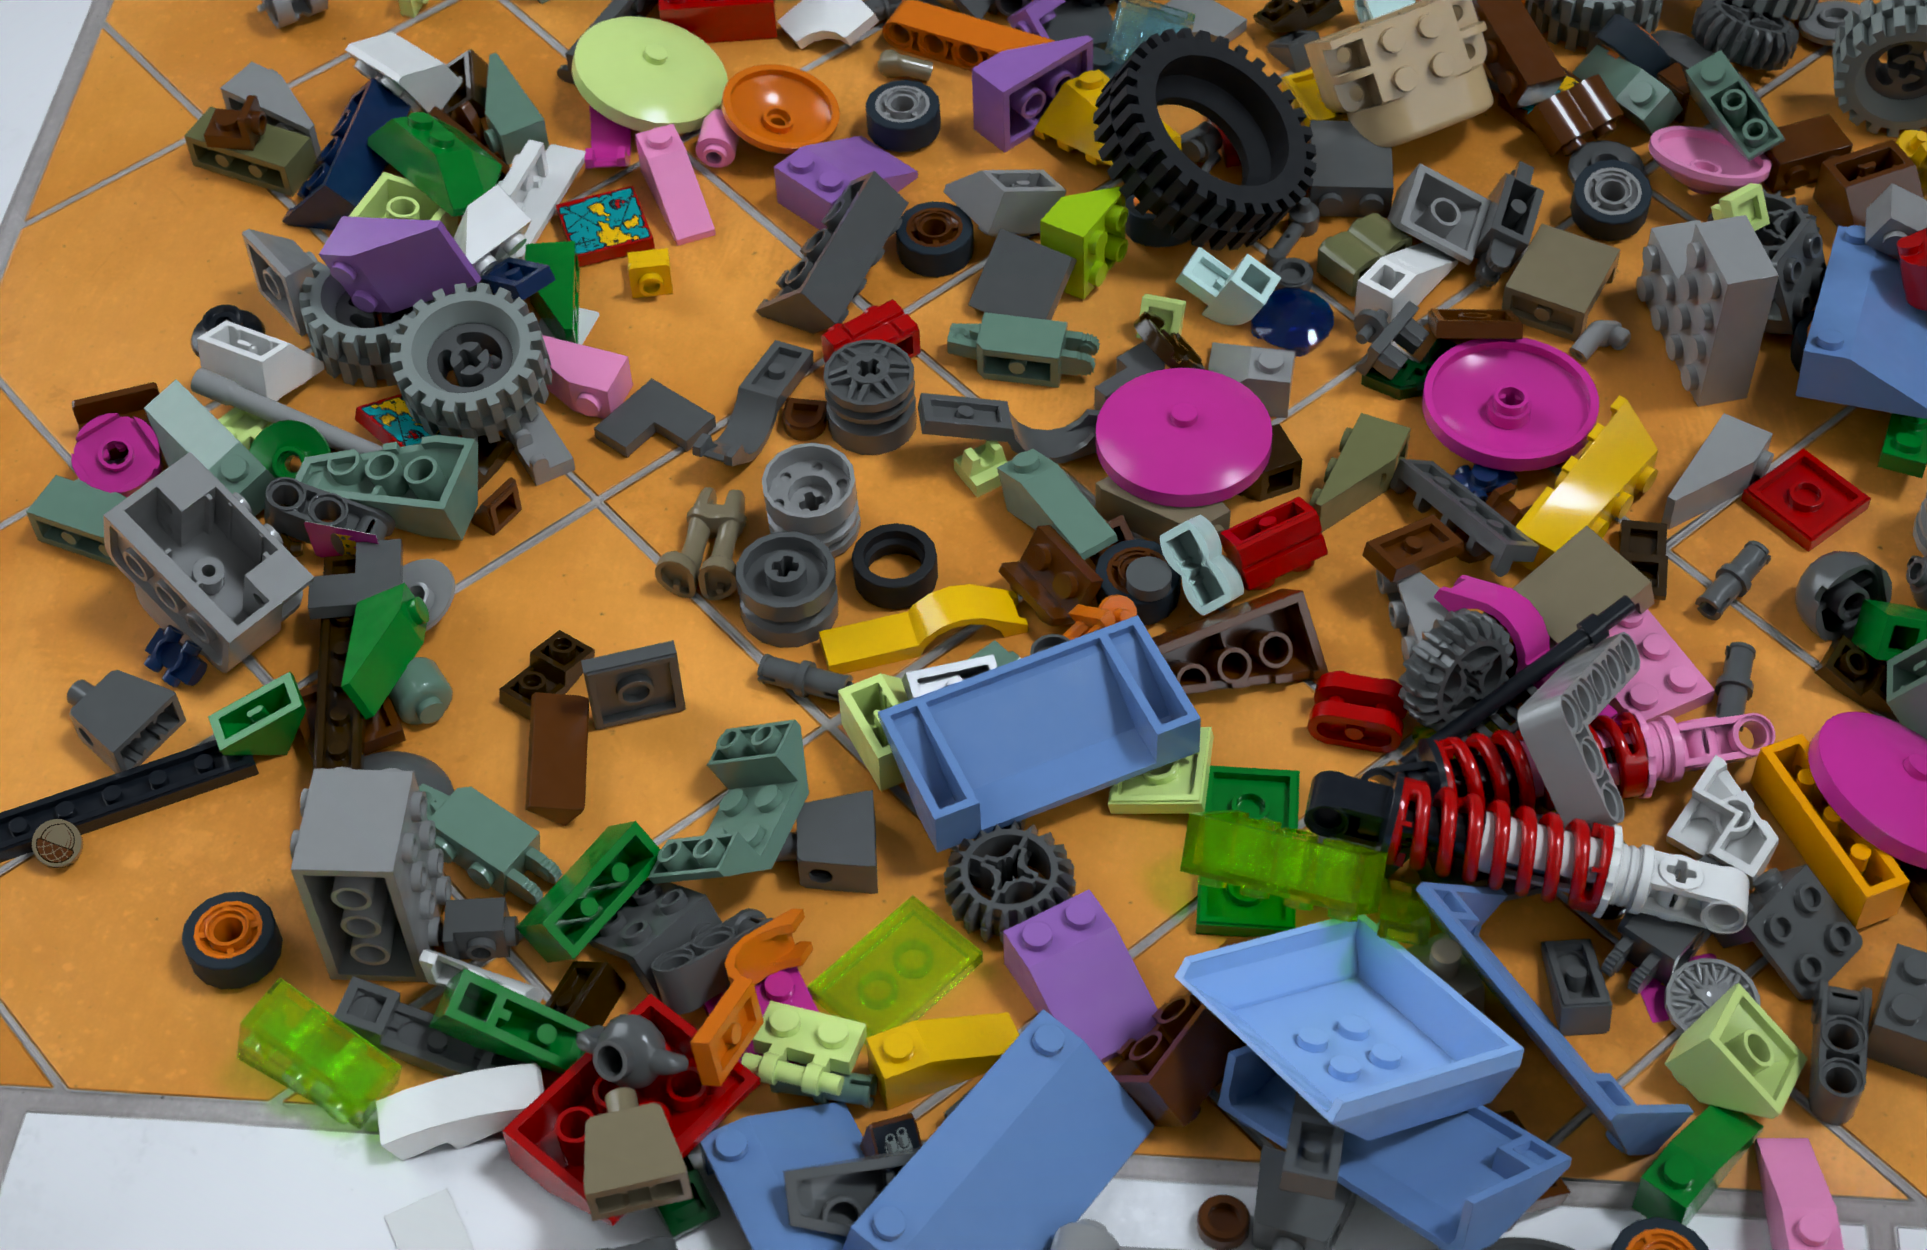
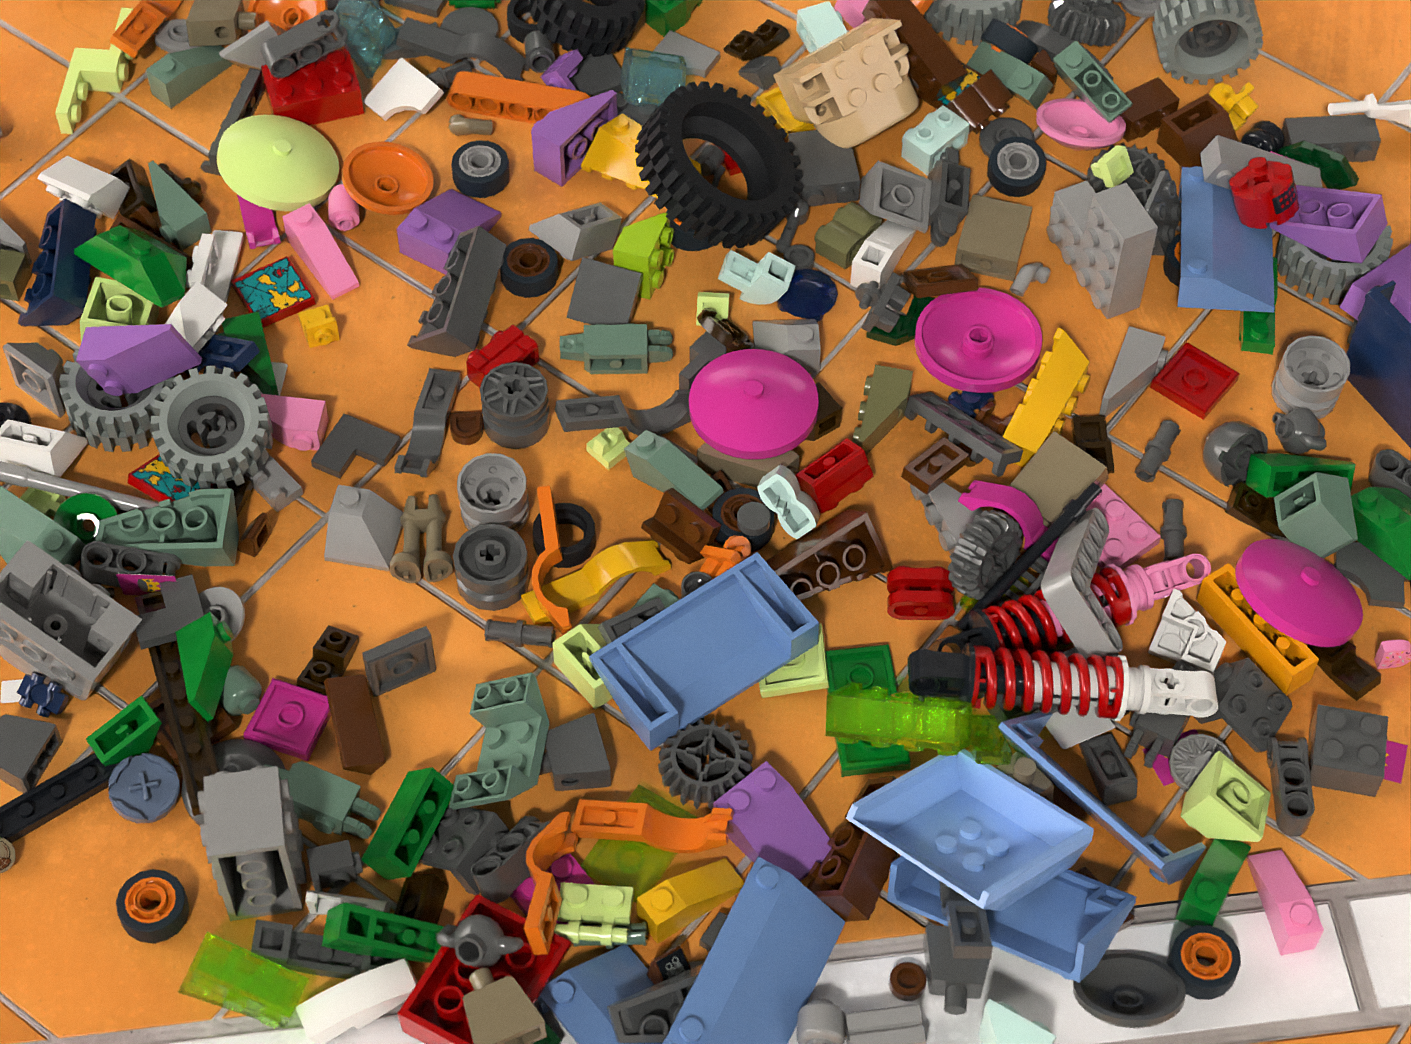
camera: 15 degrees left, 5 degrees up
(136, 651) = (9, 691): none -> white sticker
(264, 791) = (144, 788): none -> sand blue tile
(477, 739) = (289, 719): none -> dark pink tile
(536, 92) = (190, 186): none -> dark brown piece
(634, 517) = (362, 529): none -> light grey slope
(863, 584) = (547, 559): none -> orange piece
(905, 945) = (644, 824): none -> orange piece
(1500, 149) = (931, 137): none -> light aqua brick
(1535, 922) = (1073, 729): none -> white sticker

